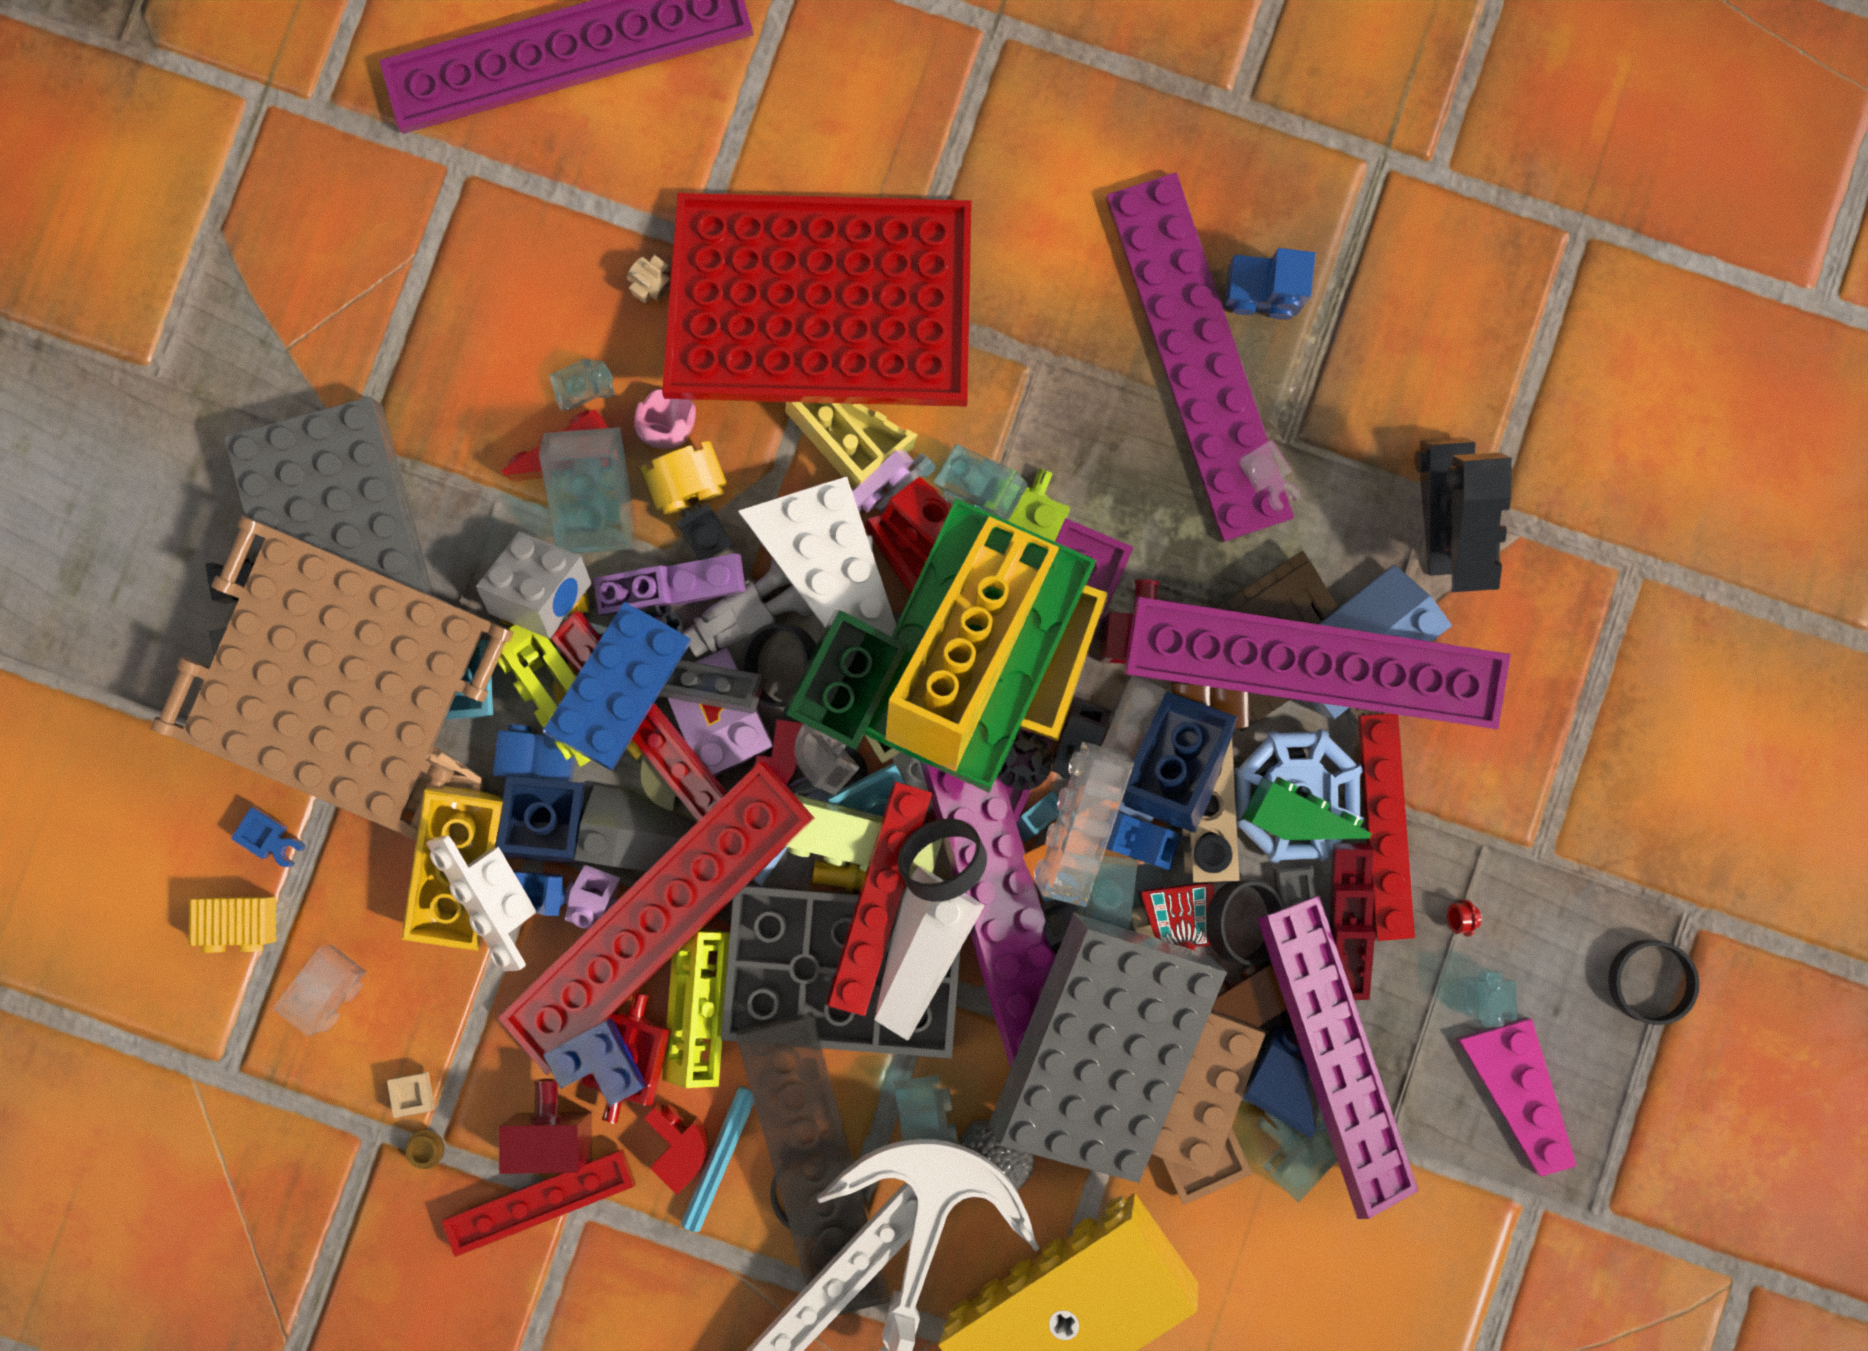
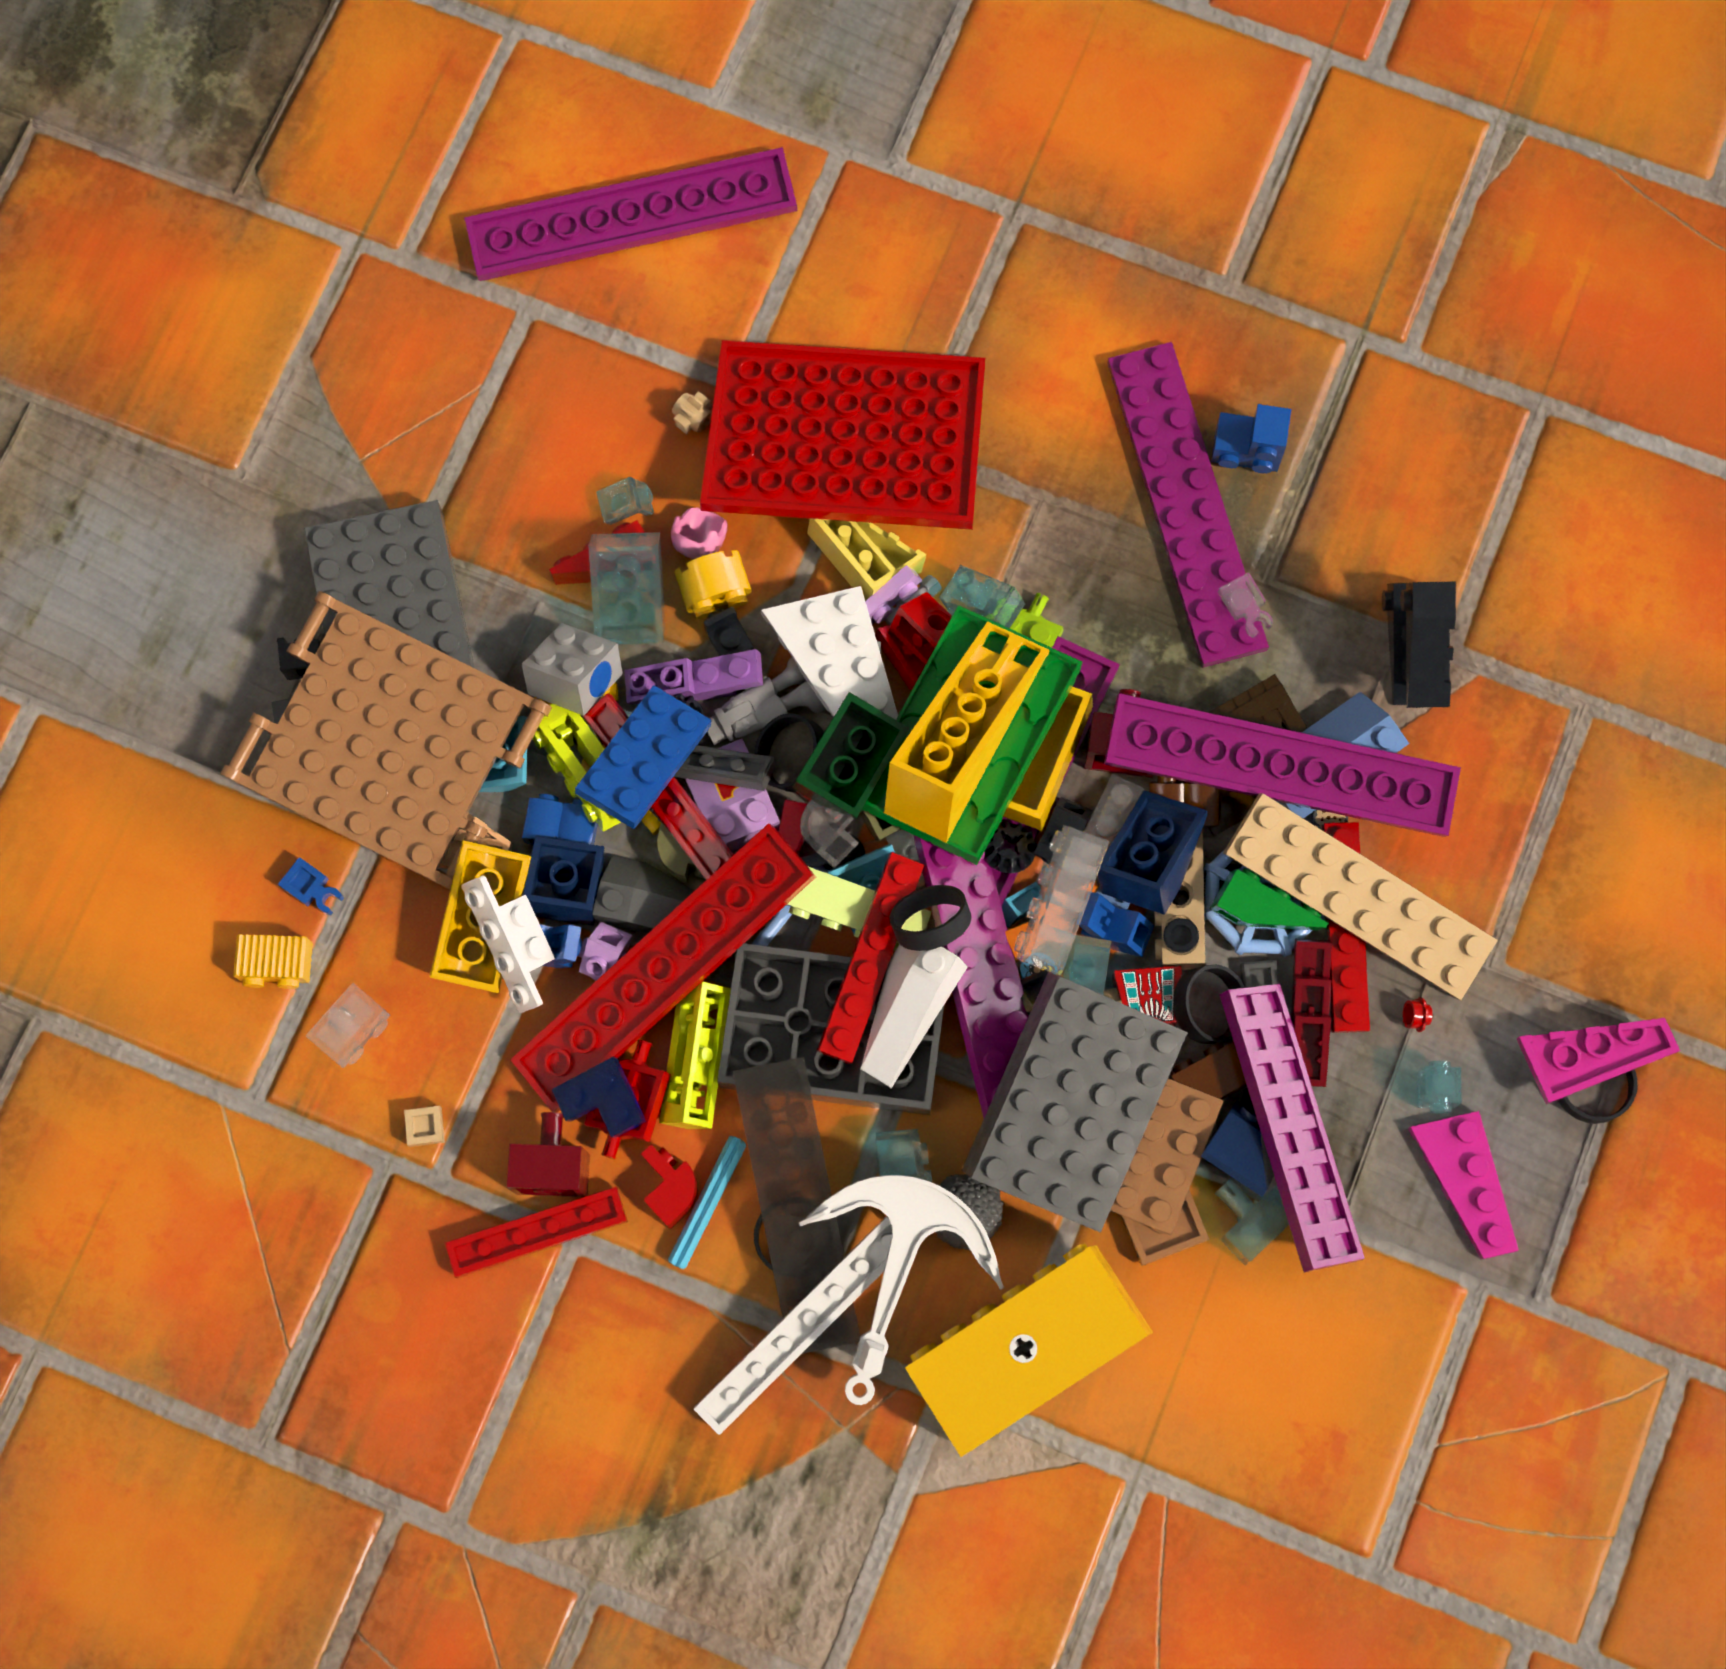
camera: 10 degrees right, 10 degrees down
(425, 1149) = (433, 1178): pearl gold plate -> none
(845, 876) = (832, 944): yellow pin -> none
(1401, 799) = (1360, 896): none -> tan plate
(1650, 960) = (1585, 1057): none -> dark pink wing

